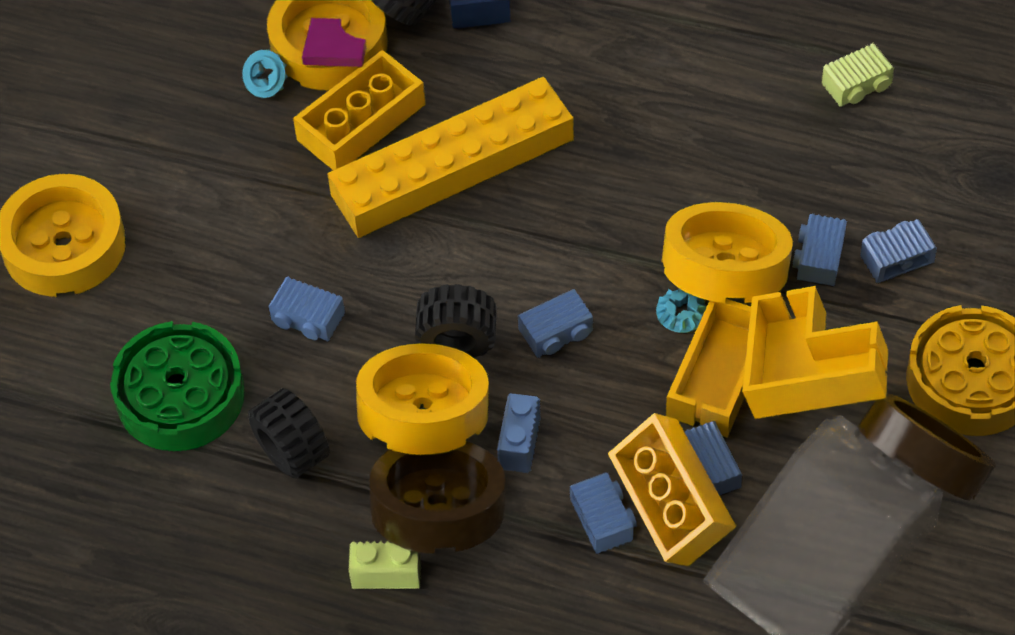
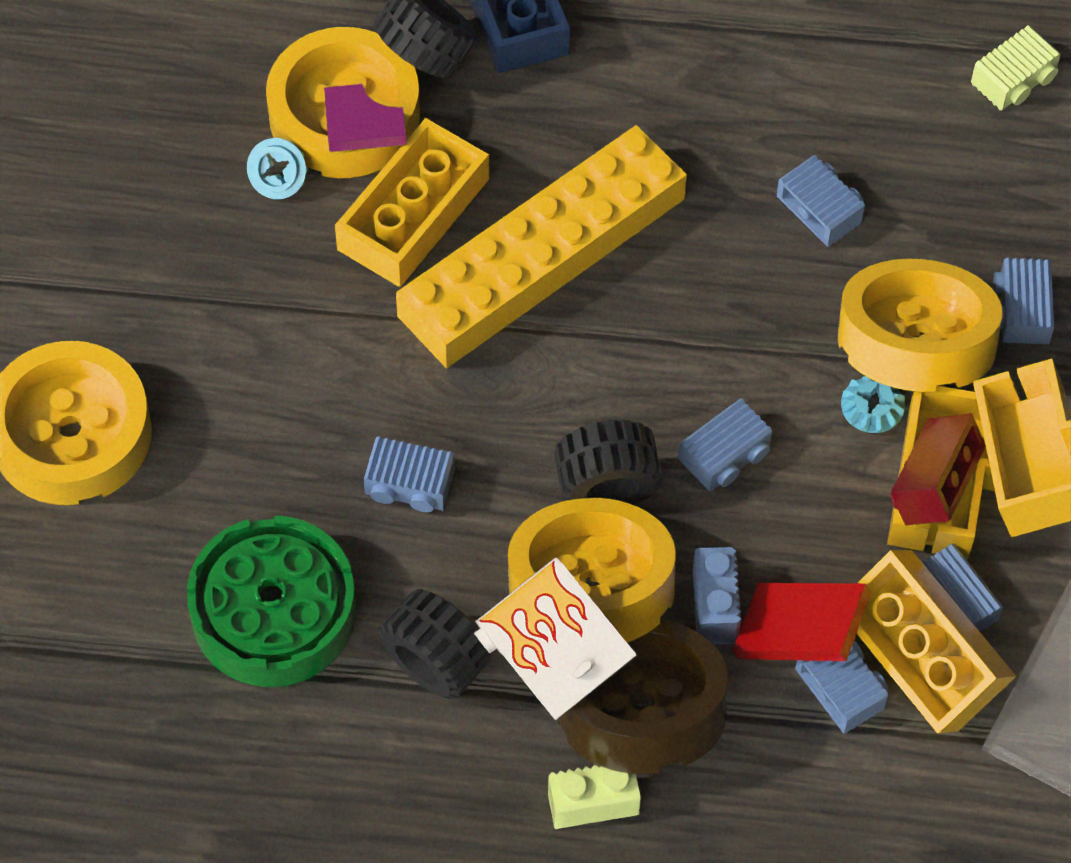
camera: 15 degrees left, 5 degrees up
(372, 437) = (554, 638): none -> white door
(578, 460) = (802, 621): none -> red tile
(678, 153) = (821, 200): none -> medium blue brick
(708, 361) = (938, 469): none -> dark red brick

